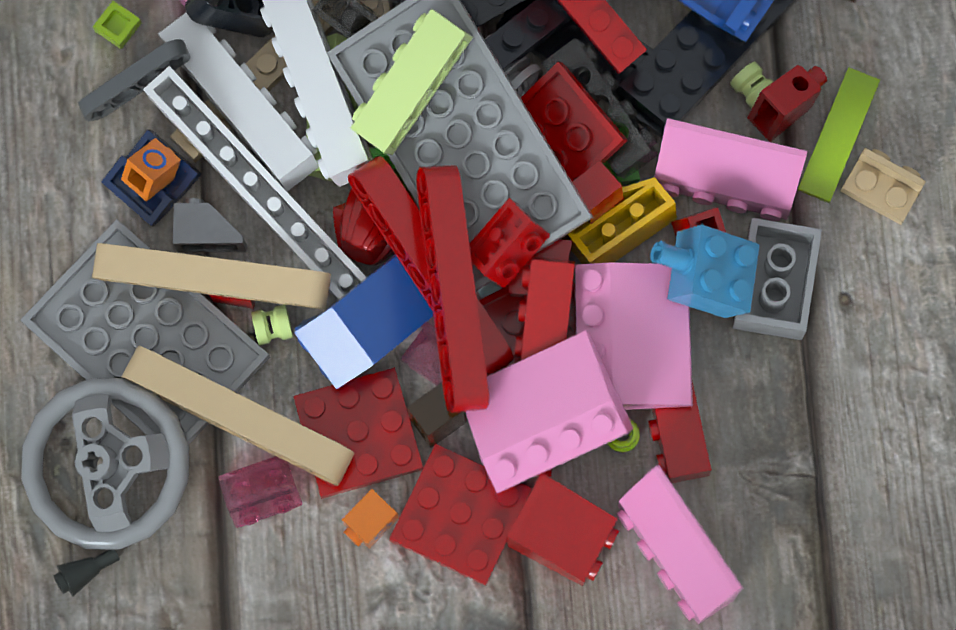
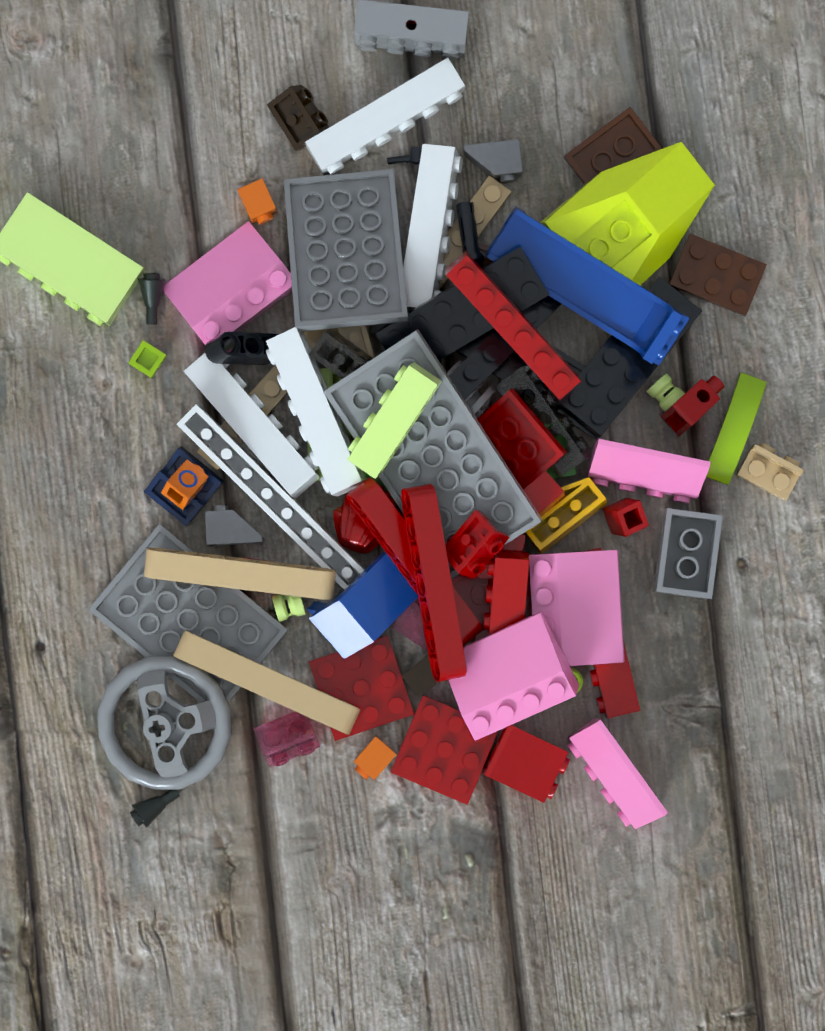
camera: 10 degrees left, 10 degrees up
(133, 80) = (166, 410): dark grey beam -> none
(710, 270) = (635, 556): dark azure brick -> none

